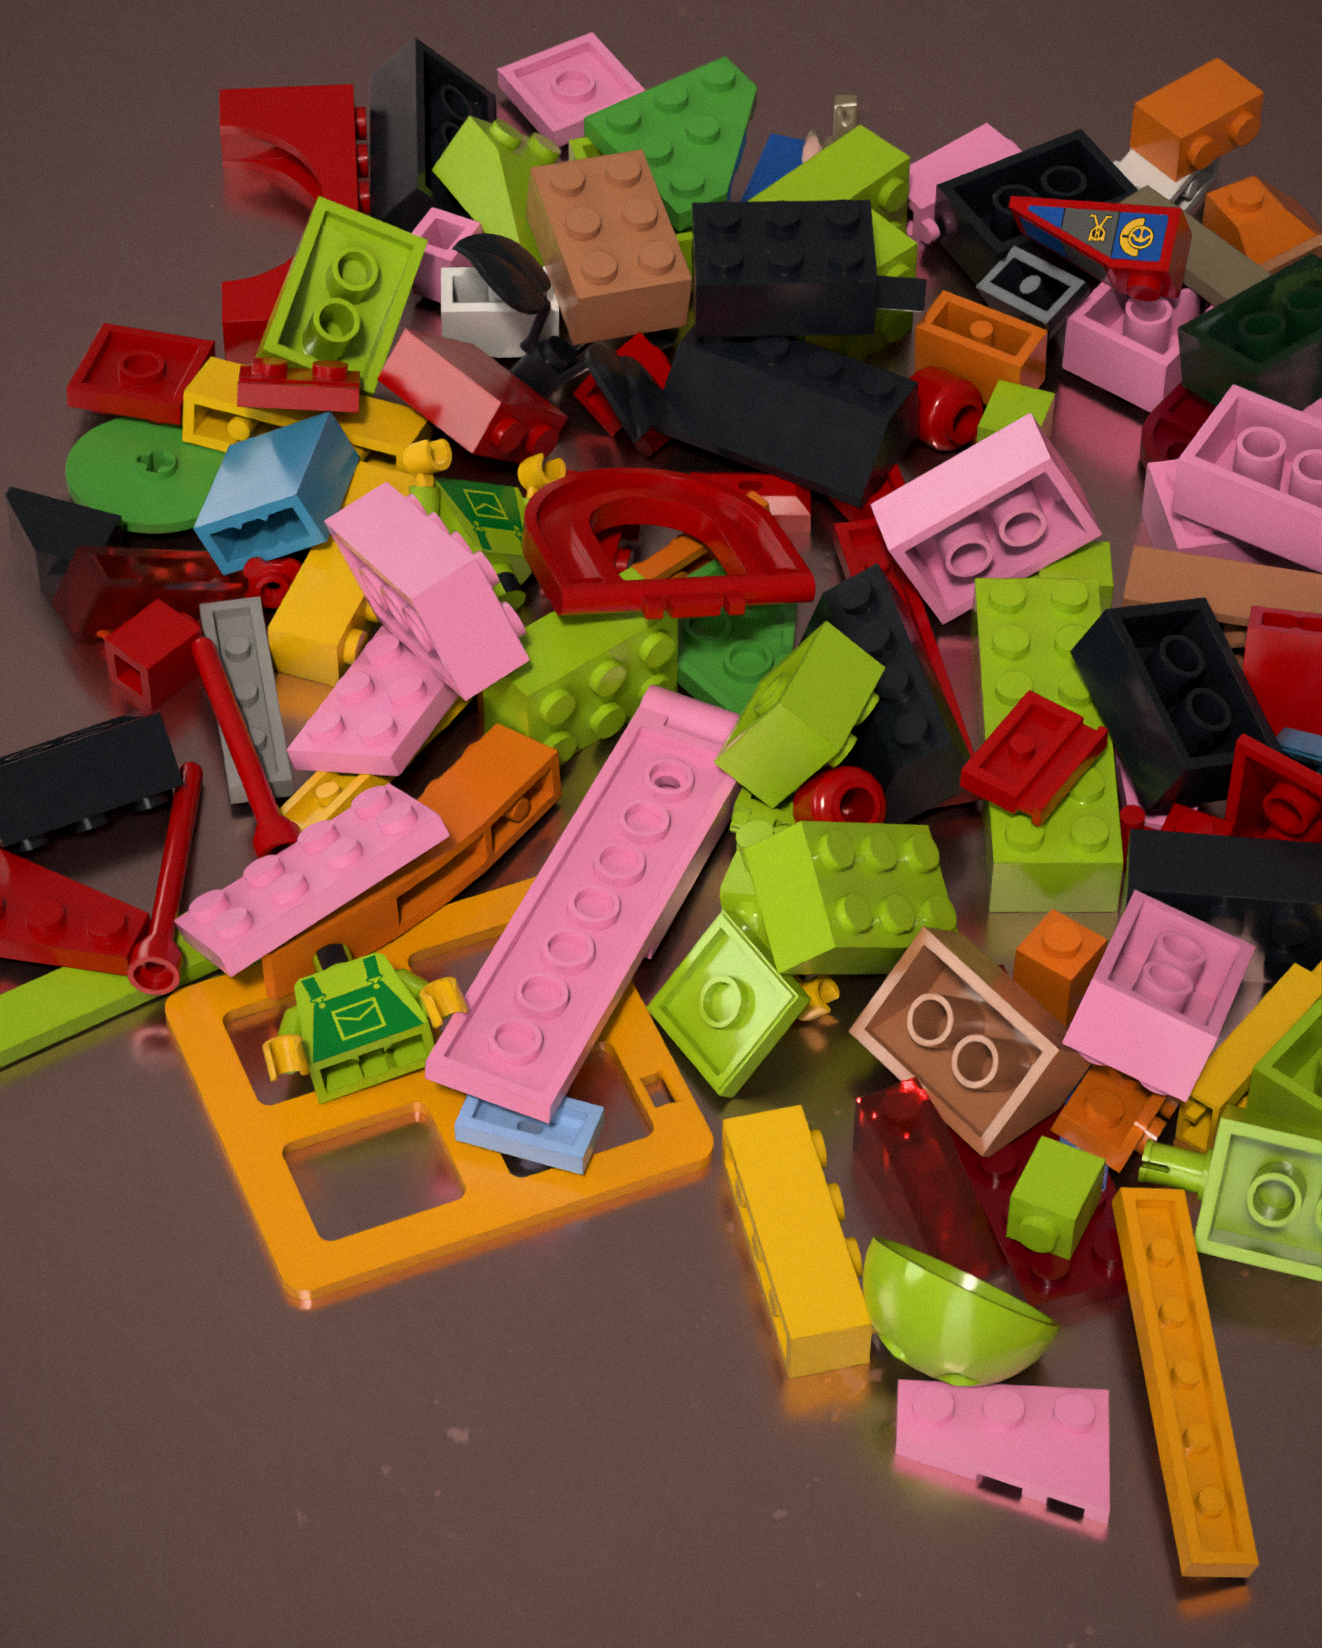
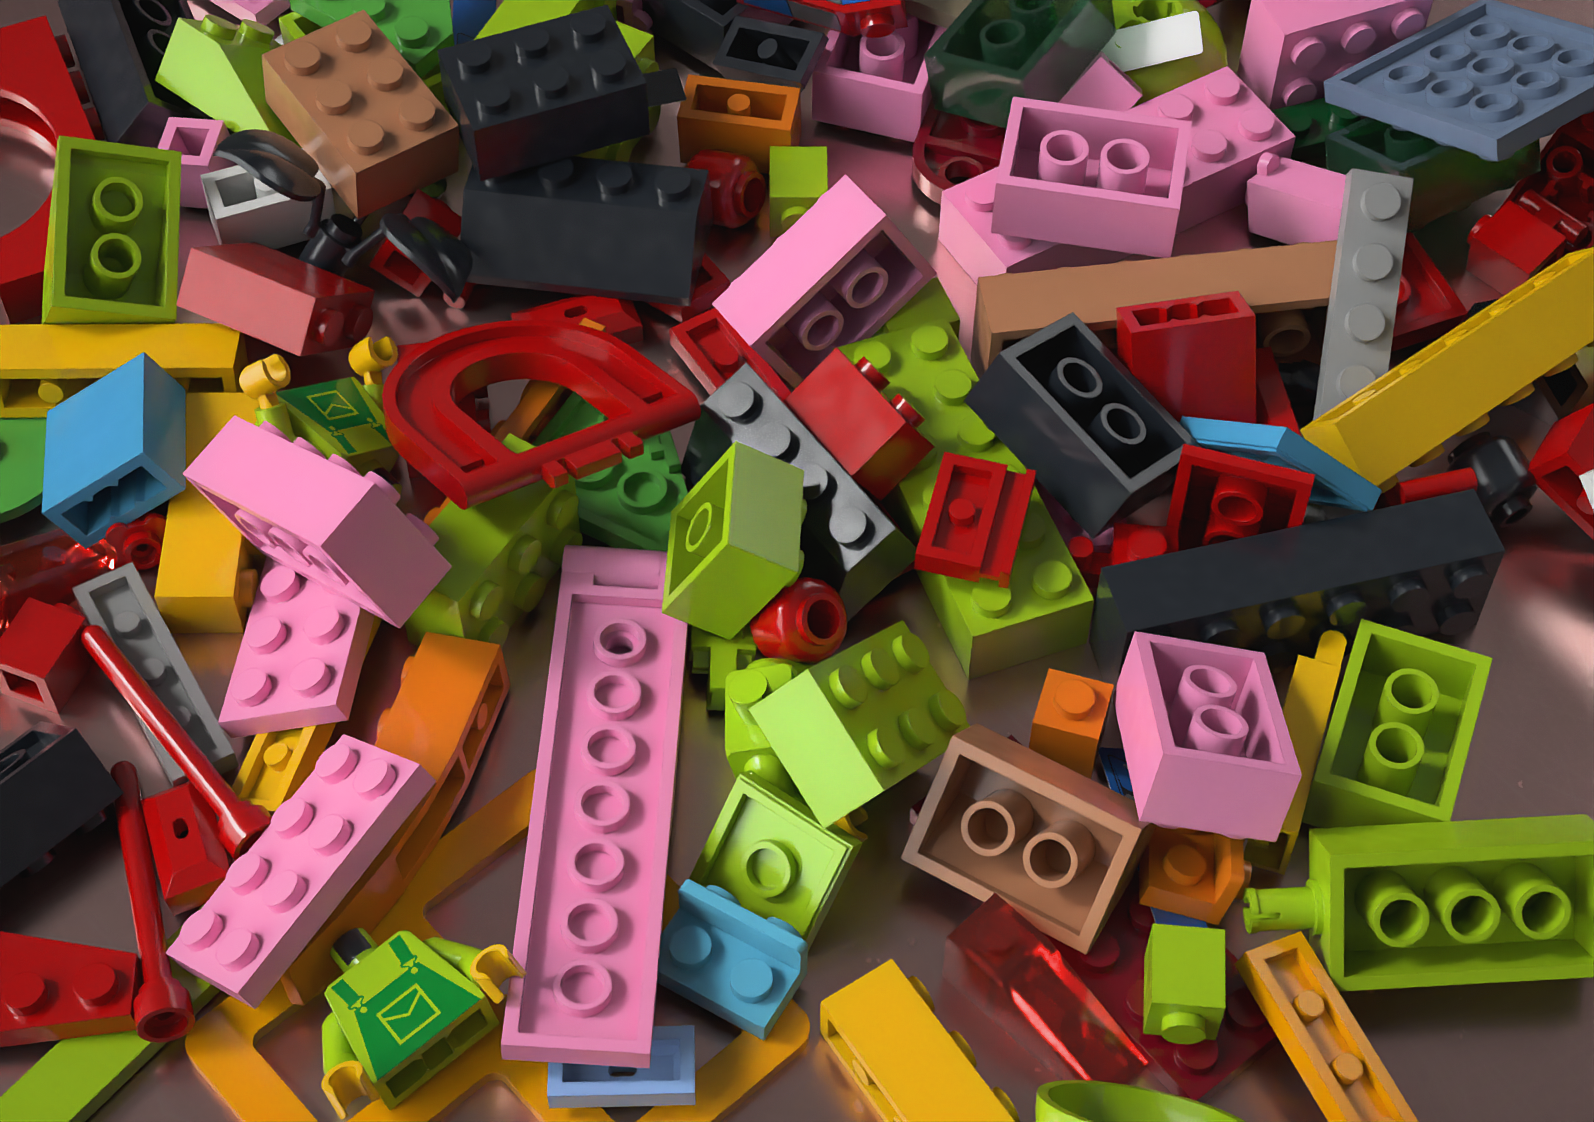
camera: 20 degrees left, 5 degrees up
(218, 856) = (189, 866): none -> red piece
(276, 386) = (124, 331): red plate -> none
(661, 1068) = (731, 958): none -> medium azure bracket
(965, 646) = (859, 423): none -> red brick

